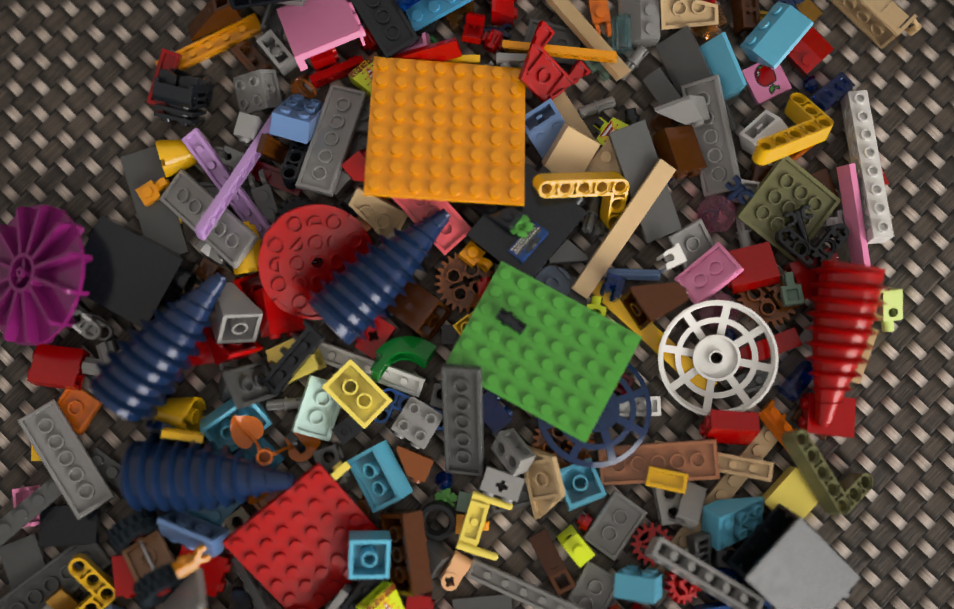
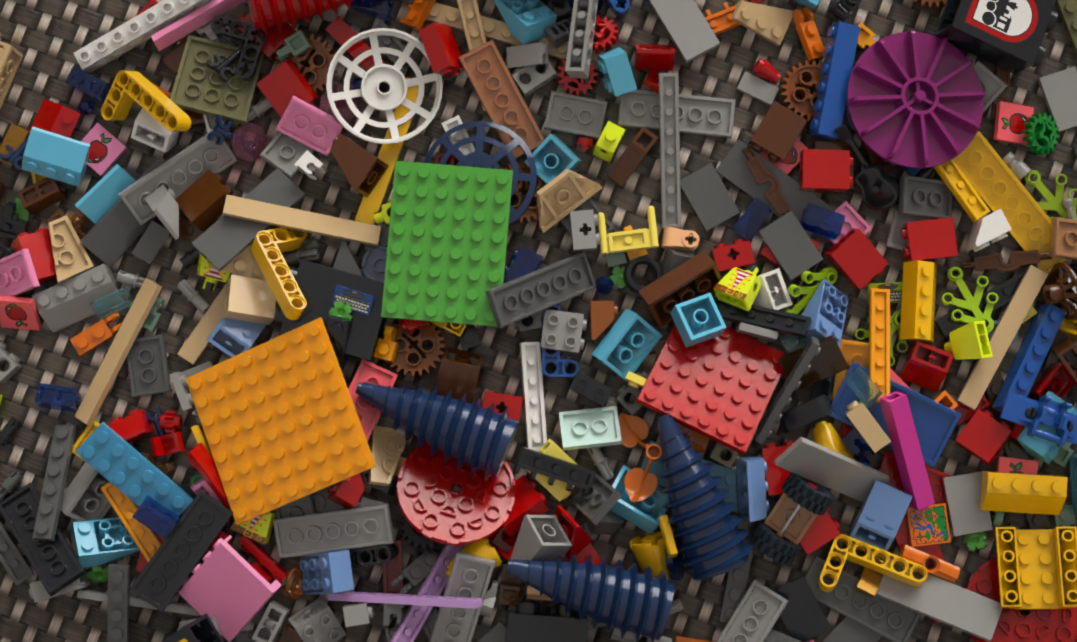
camera: 120 degrees left, 0 degrees up
(189, 563) = (776, 474): light orange plate -> none
(272, 148) = (366, 582): reddish brown tile -> none
(293, 439) = (629, 438): black tile -> none
(356, 393) = (560, 397): light yellow slope -> none
(402, 348) = (500, 373): green arch -> none
(507, 318) = (431, 286): black pin -> none
(513, 452) = (550, 232): light grey brick -> none
(542, 73) = (184, 359): red wing -> none
(564, 51) = (156, 351): light orange tile -> none
(613, 284) = (358, 207): clear blue hinge -> none
(636, 274) = (339, 194): medium blue axle -> none
(666, 480) = (514, 85): yellow tile -> none

